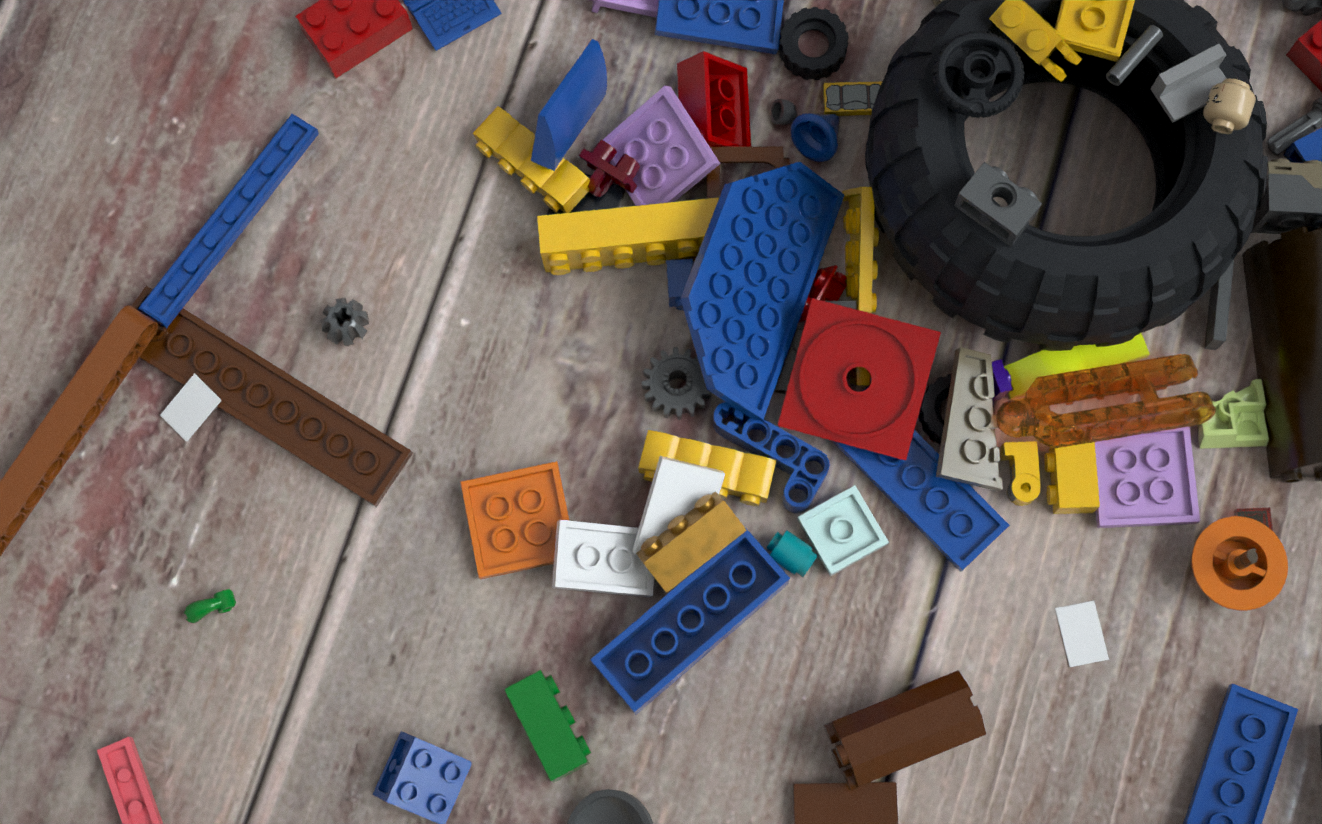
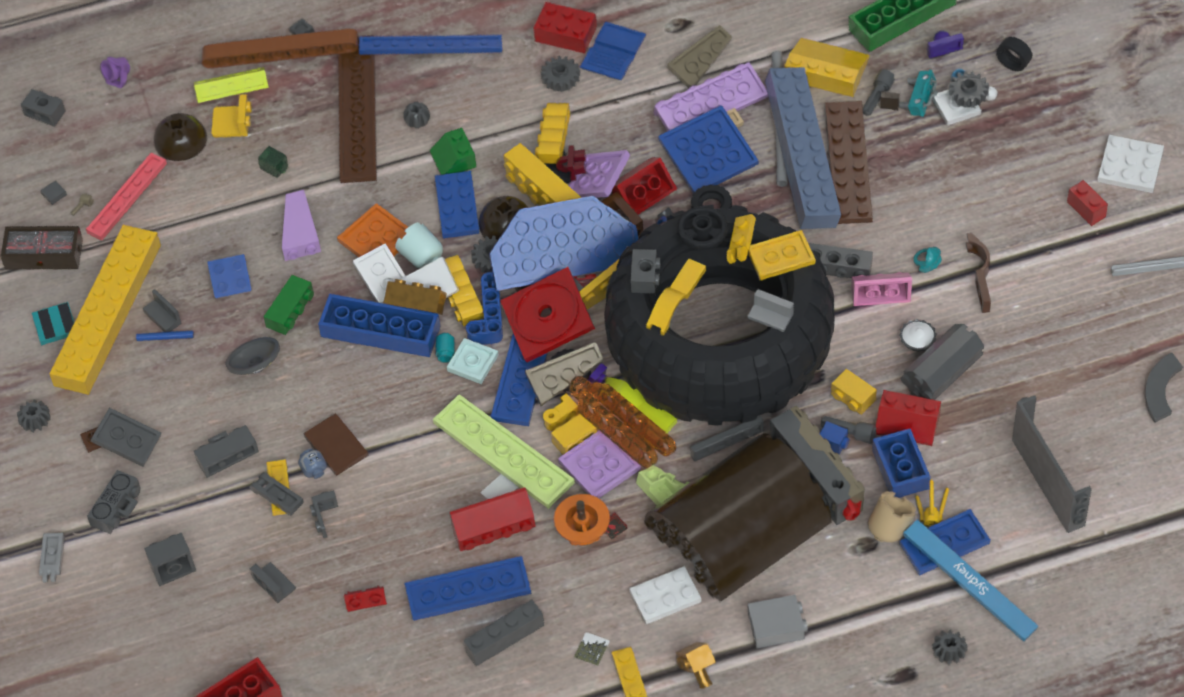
camera: 55 degrees right, 20 degrees down
(42, 378) = (301, 27): none -> dark grey tile
(64, 549) = (230, 84): none -> neon yellow fence
(116, 685) = (180, 137): none -> dark brown piece
(131, 589) = (232, 120): none -> yellow bracket
(190, 407) = (330, 87): white sticker -> none
(199, 609) = (252, 154): green arm -> none
(263, 579) = (273, 162): none -> clear green brick
(418, 620) = (298, 229): none -> lavender slope
(427, 68) = (560, 74): none -> dark grey gear
(454, 317) = (453, 153): none -> green slope
(544, 371) = (457, 204): none -> blue plate
(570, 107) = (587, 124): blue slope -> none
(597, 472) = (419, 245): none -> light aqua cylinder
(618, 339) = (498, 214): none -> dark brown piece
(905, 729) = (392, 434): reddish brown brick -> none
(1029, 590) = (503, 451): none -> yellowish green plate
(1075, 191) = (673, 295): none -> yellow piece
(1134, 55) = (766, 282): dark grey piece -> none
(1151, 686) = (492, 519): none -> red slope
(1229, 106) = (768, 328): tan head -> none
(1271, 74) = (853, 391): none -> yellow brick

